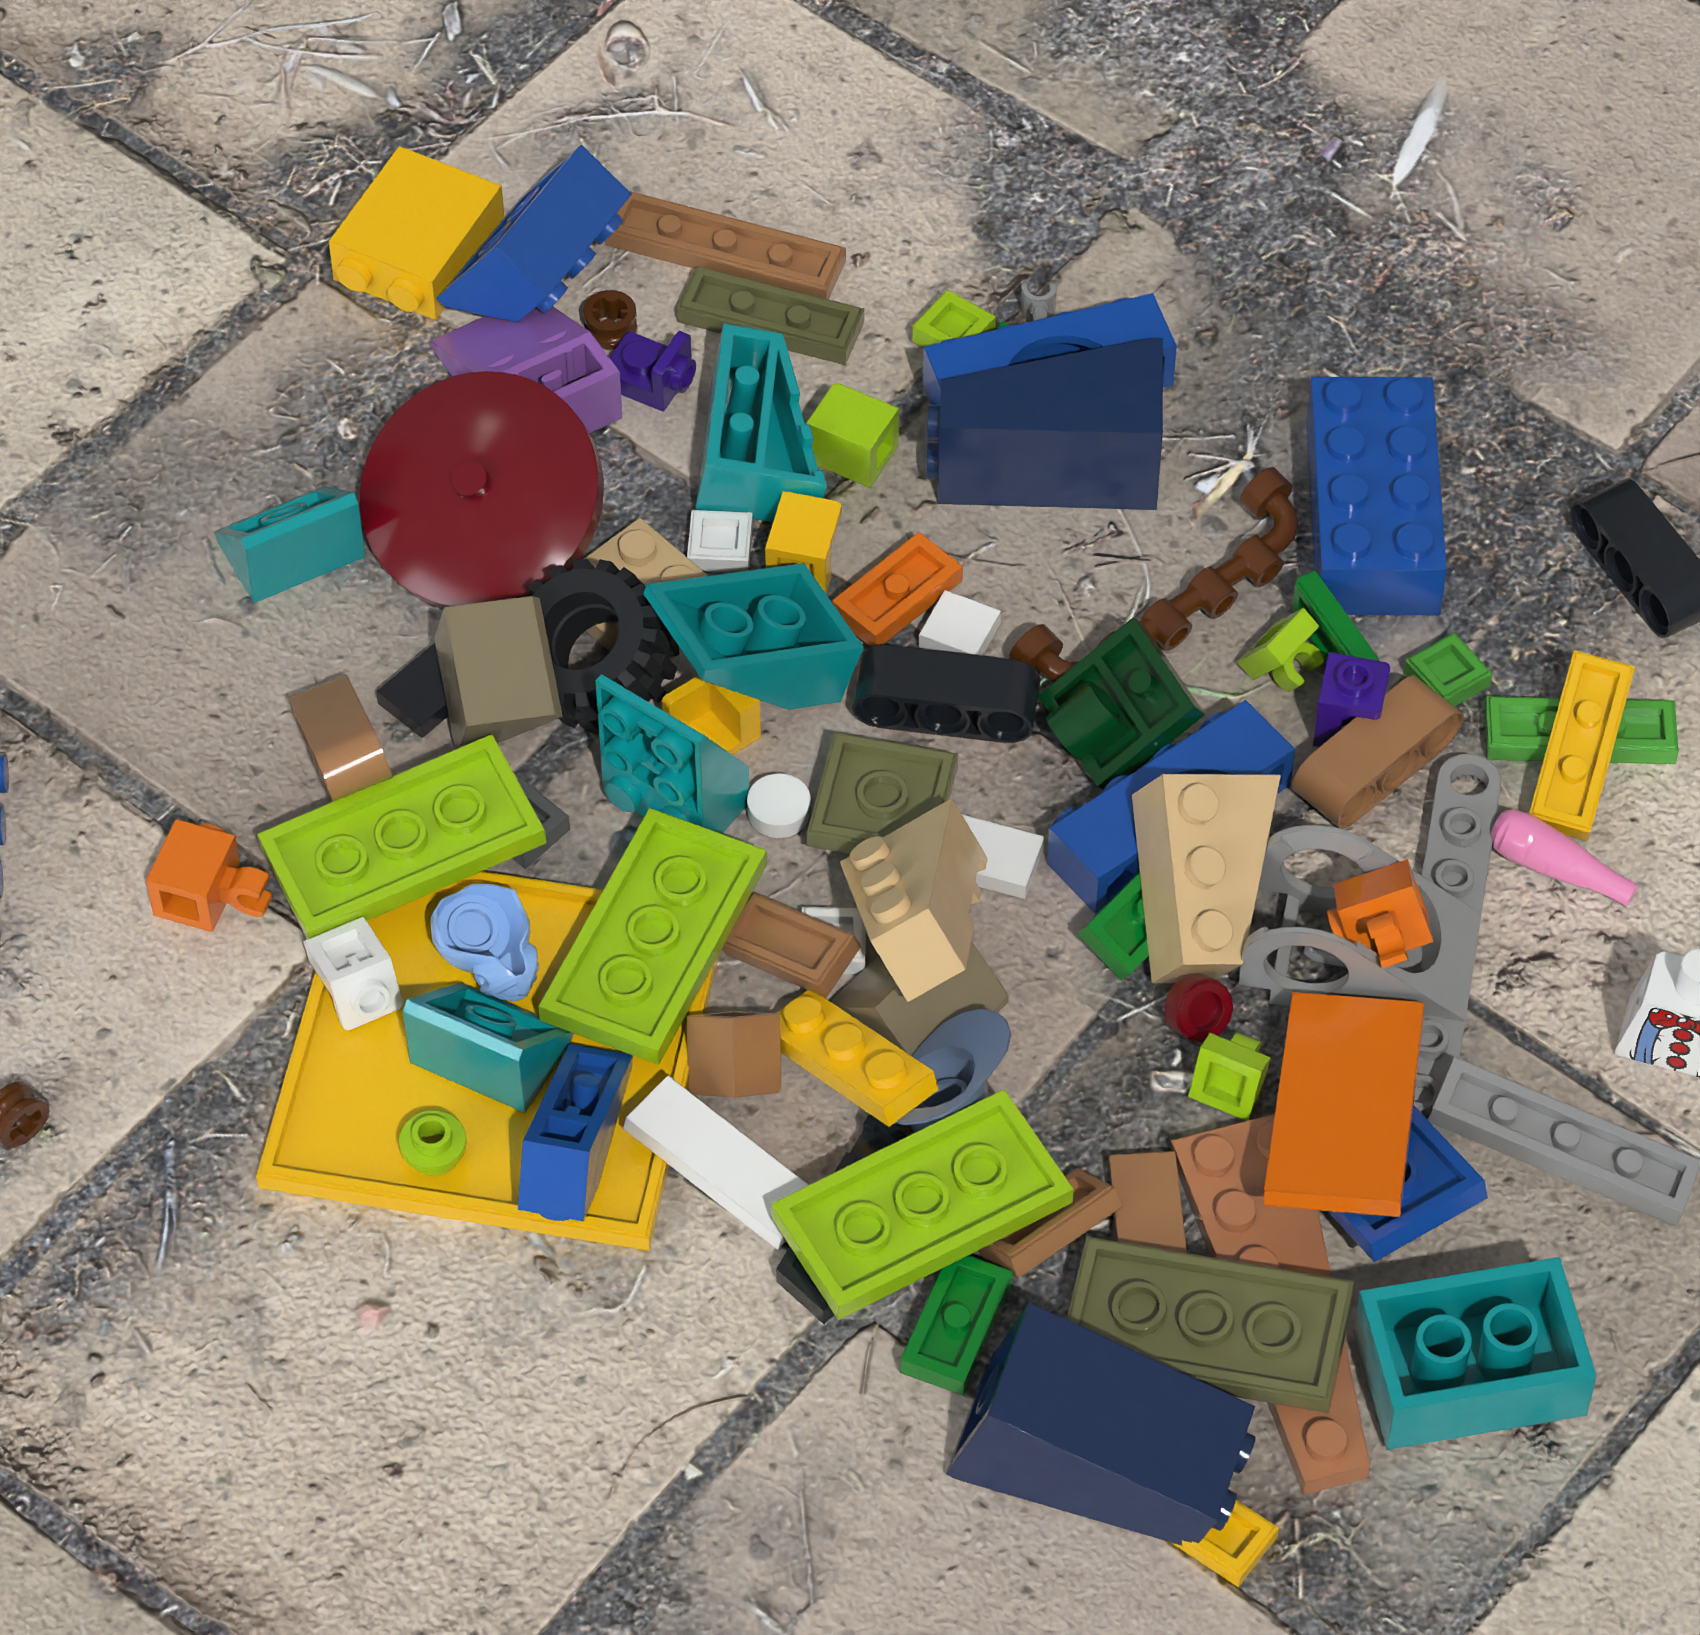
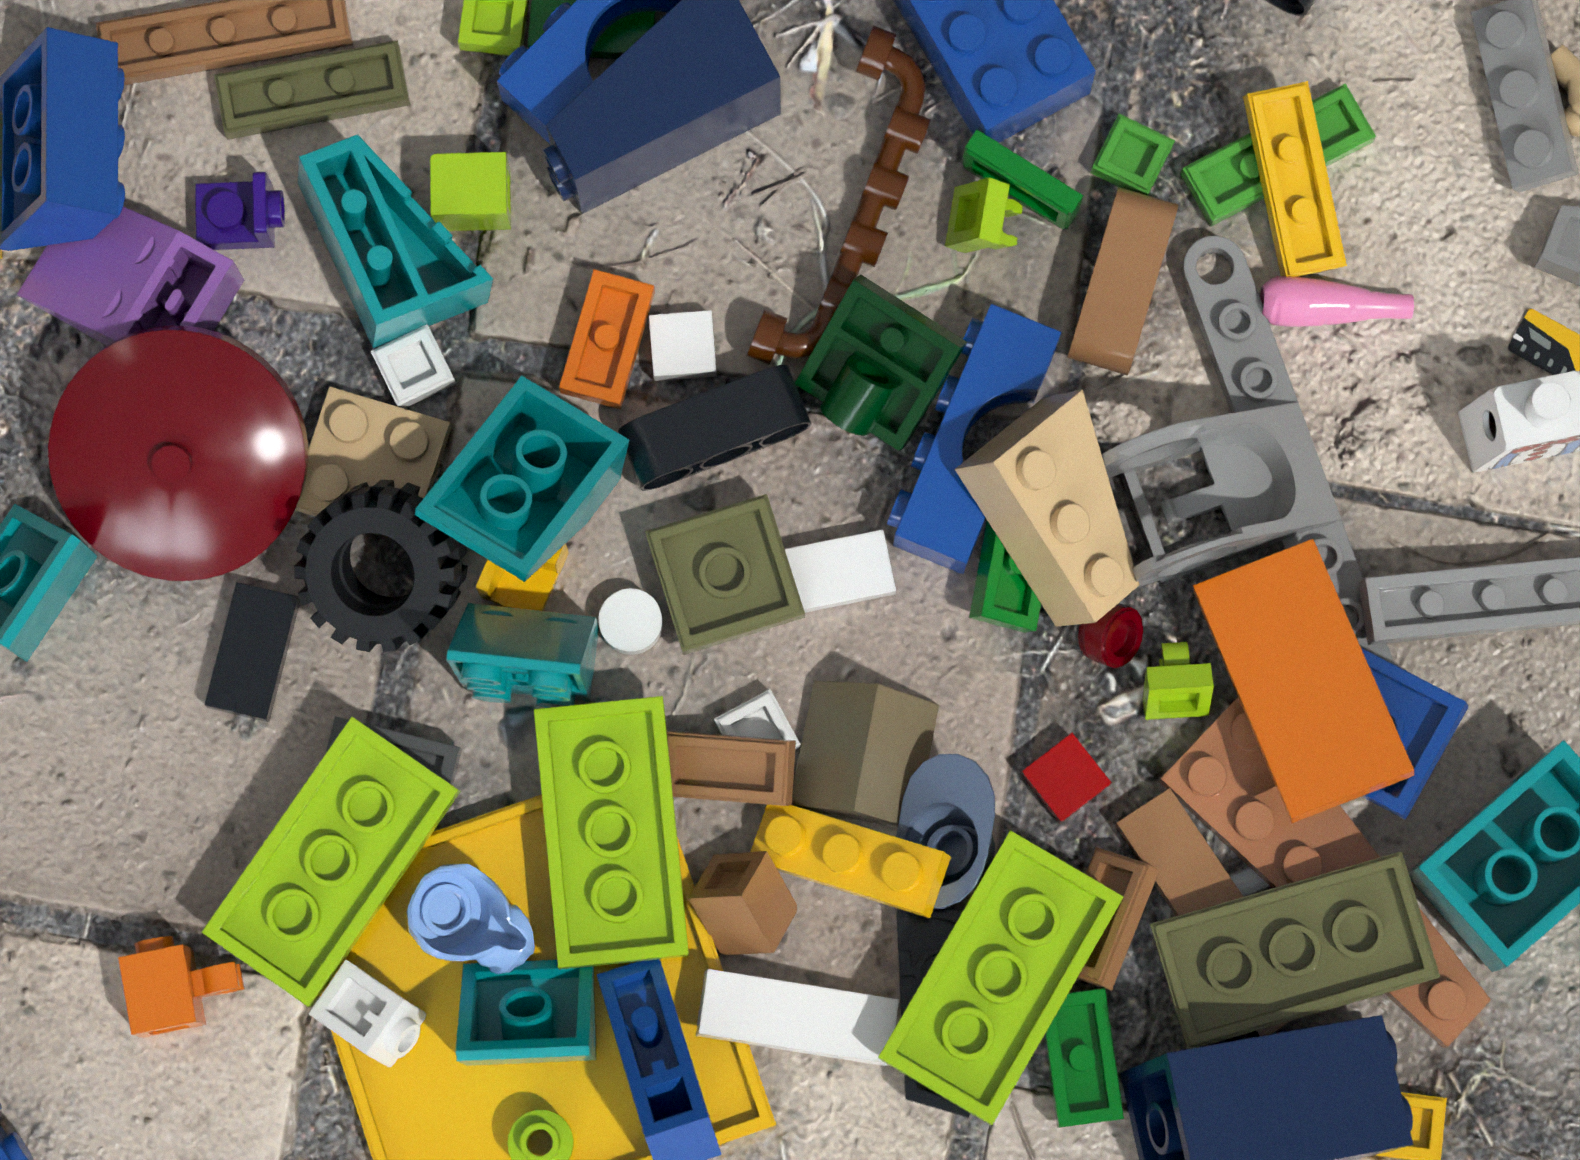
camera: 30 degrees left, 25 degrees up
(340, 737) = (212, 789): medium nougat beam -> none
(496, 669) = (318, 650): dark tan slope -> none
(611, 305) = (161, 160): reddish brown bush -> none
(804, 534) = (496, 336): yellow panel -> none
(918, 896) = (829, 688): tan wedge -> none
(1086, 1104) = (1066, 778): none -> red tile
(1349, 690) = (1074, 244): dark purple bracket -> none
(1382, 912) = (1238, 479): orange brick -> none

